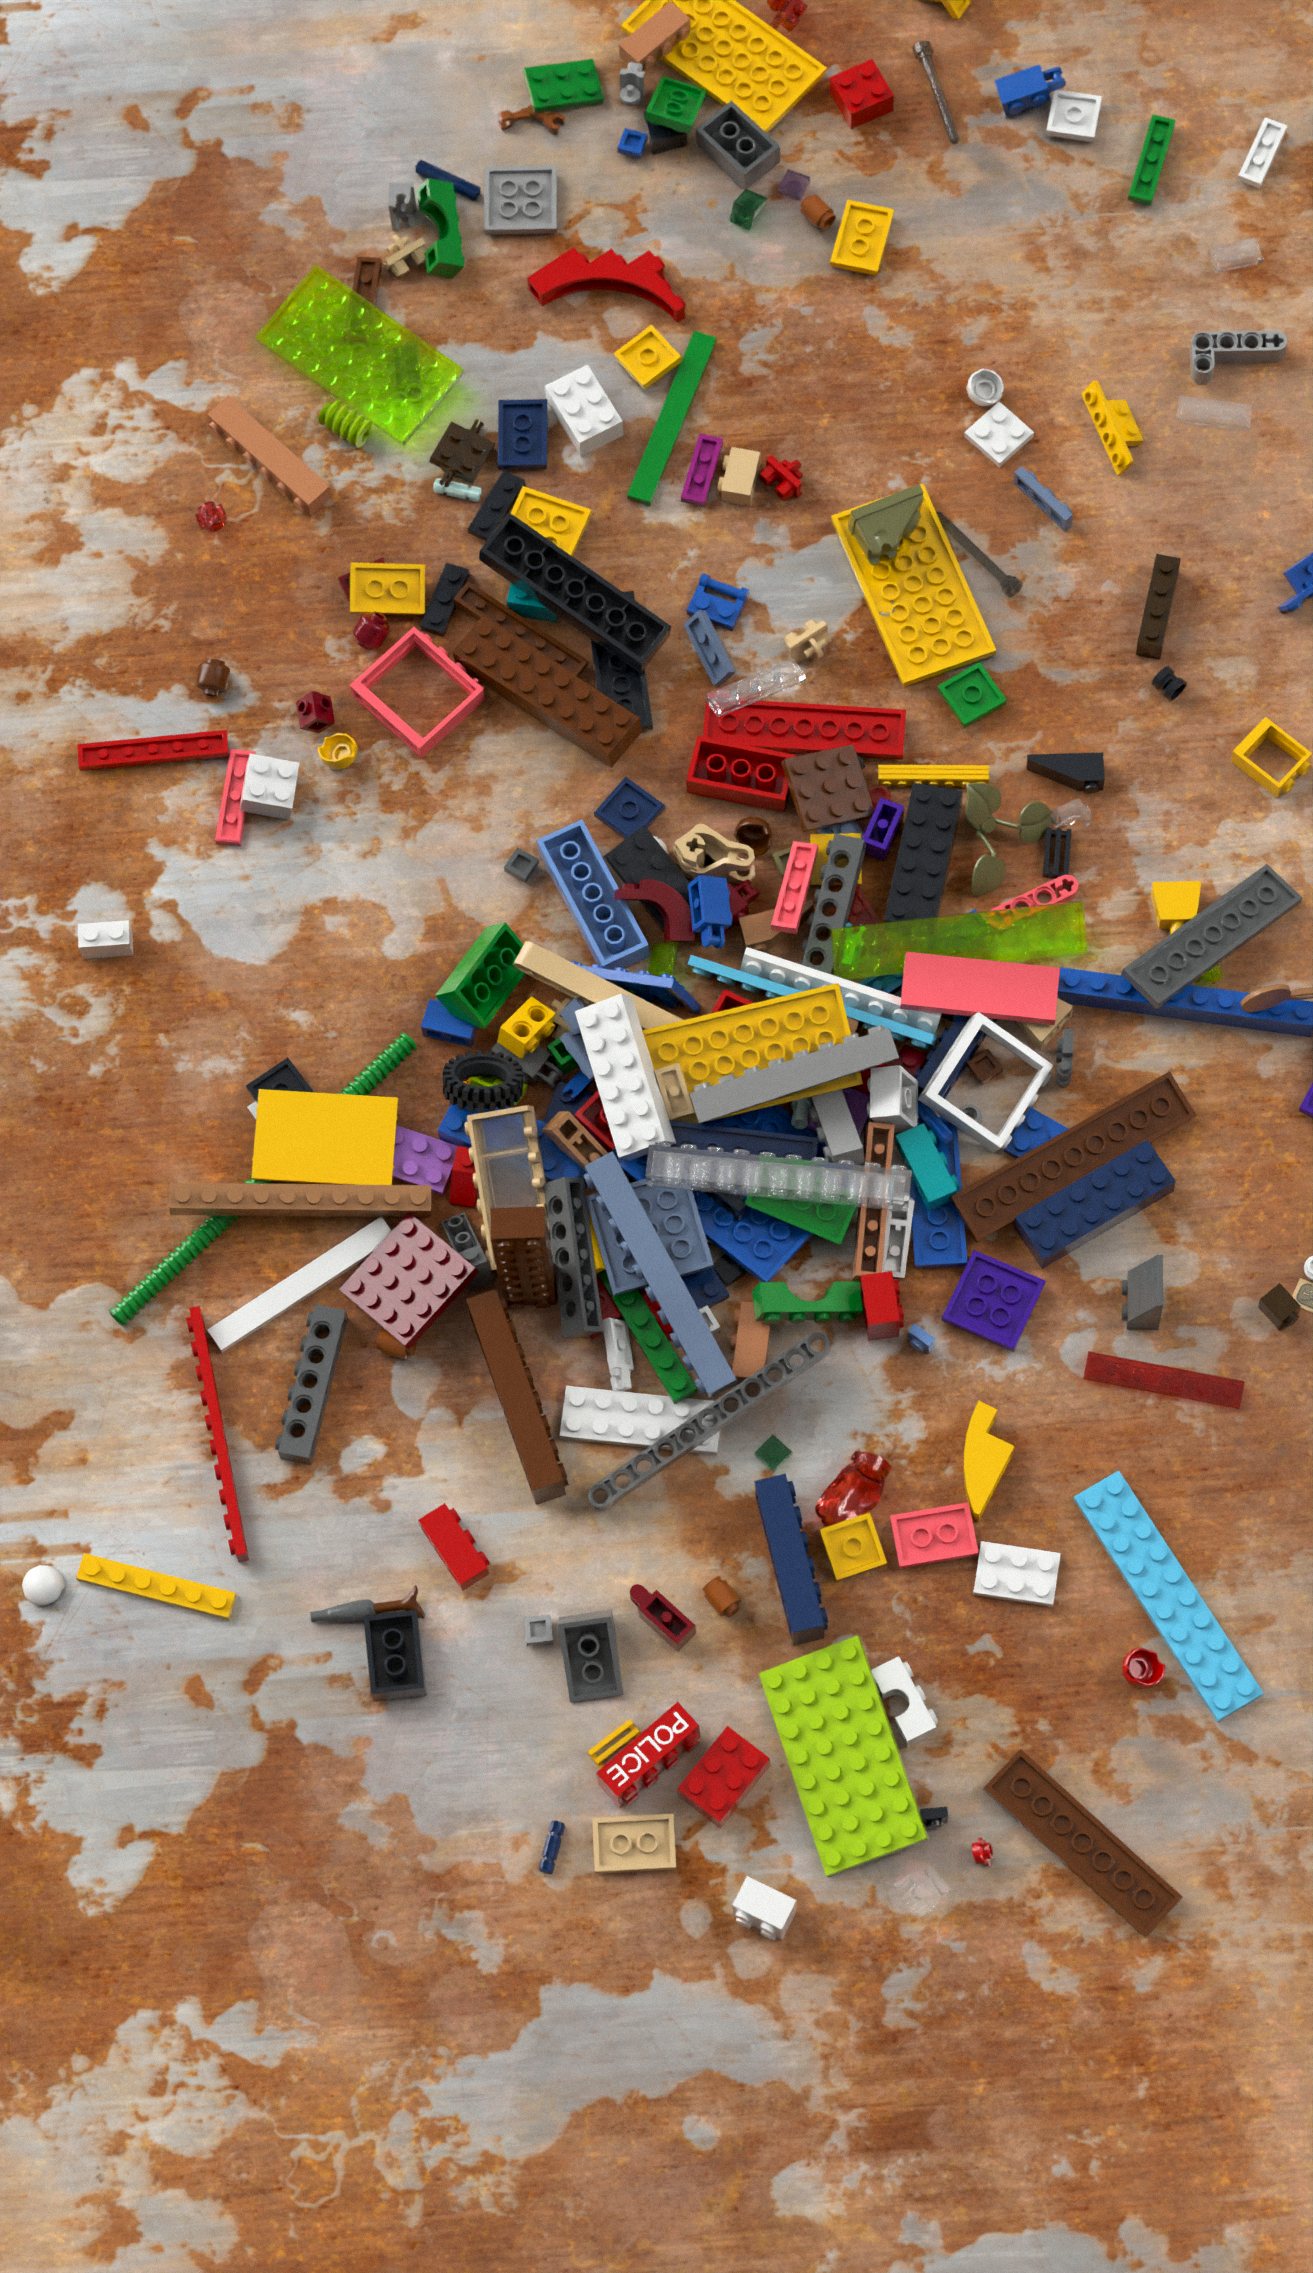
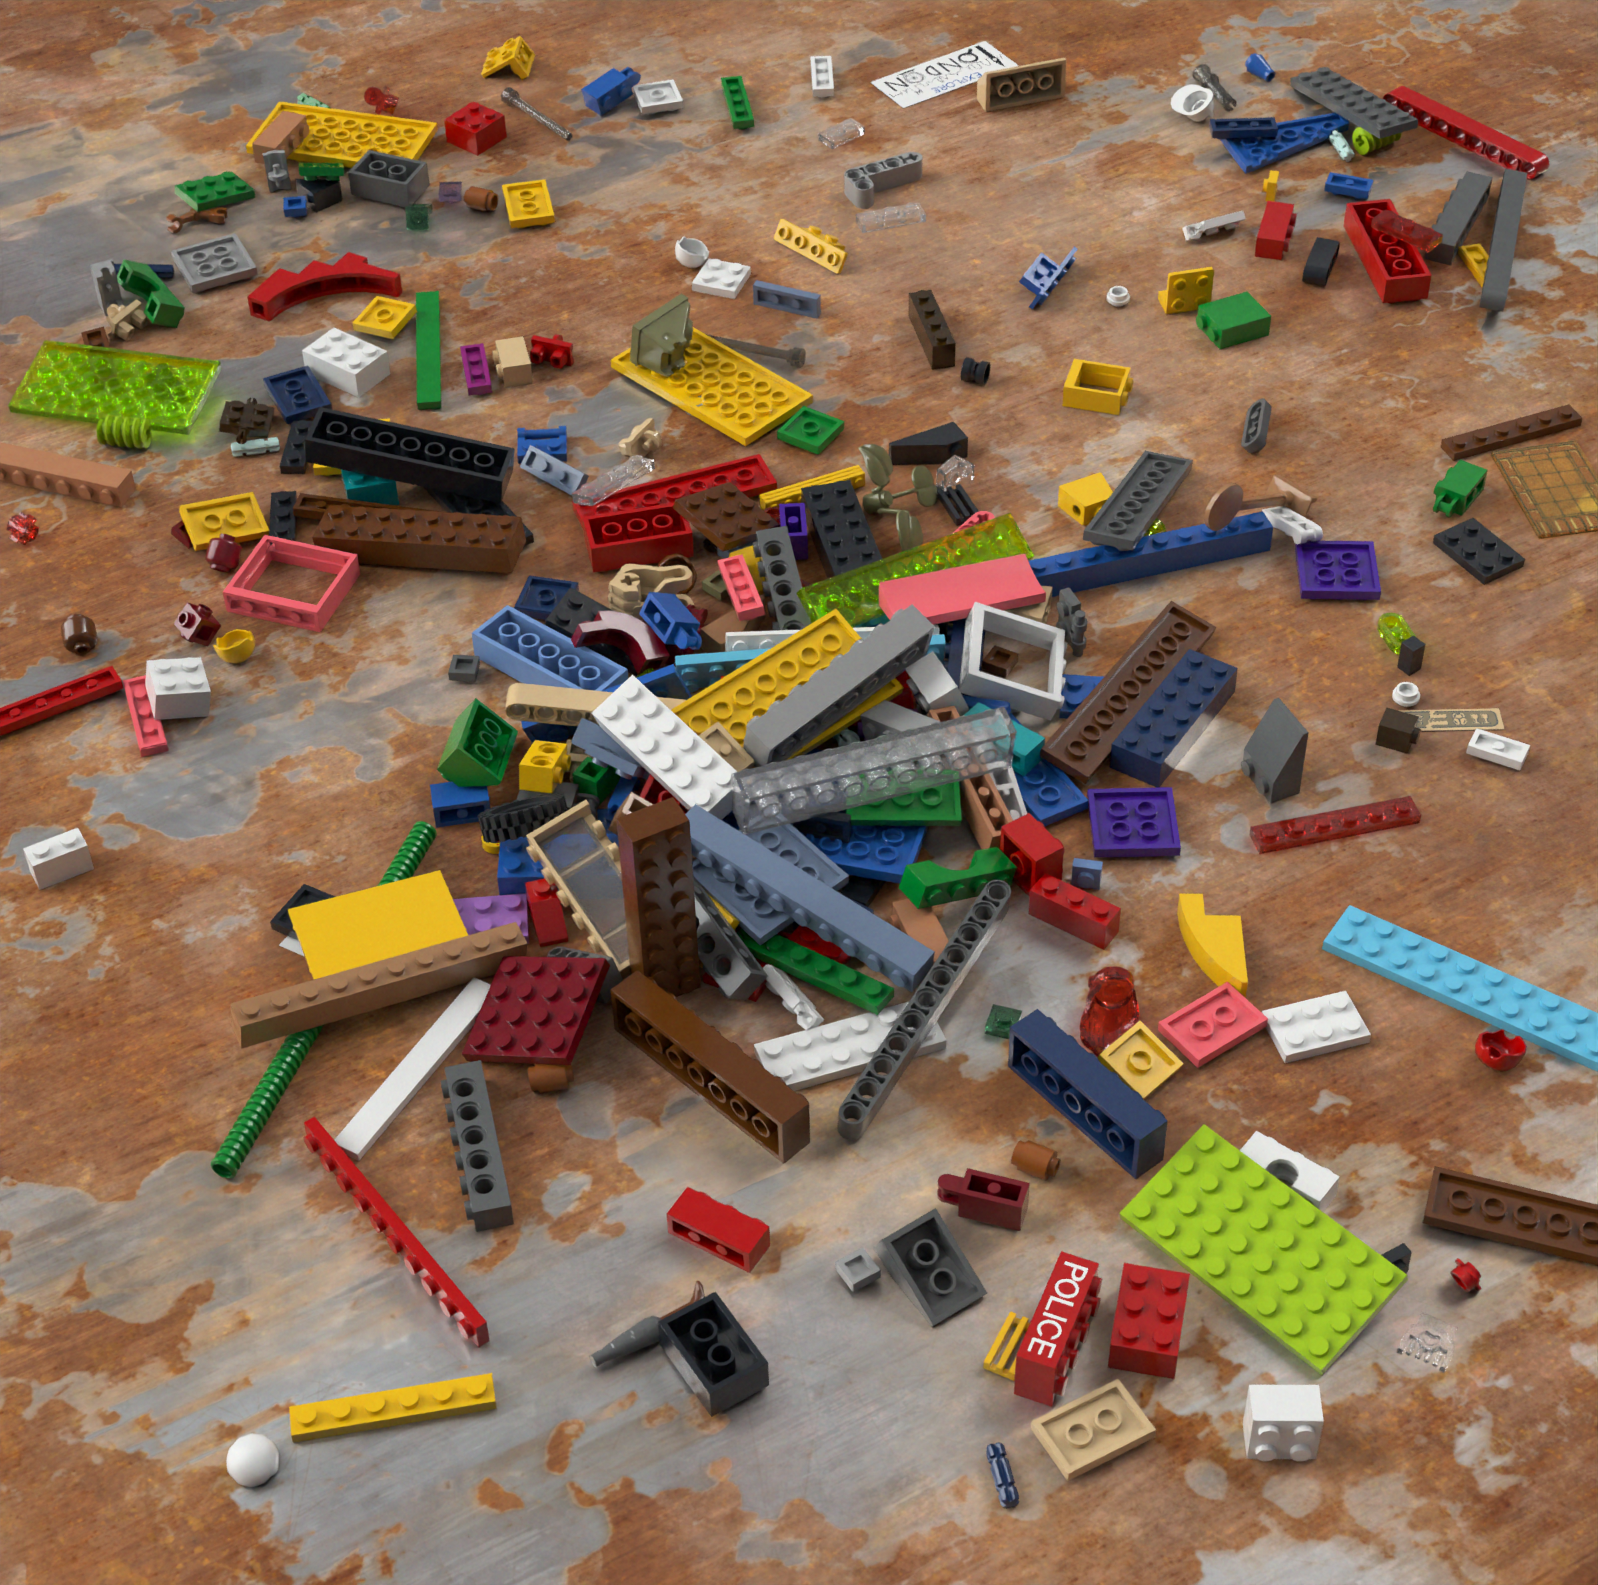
camera: 30 degrees left, 25 degrees down
(887, 1373) = (1074, 911): none -> red brick

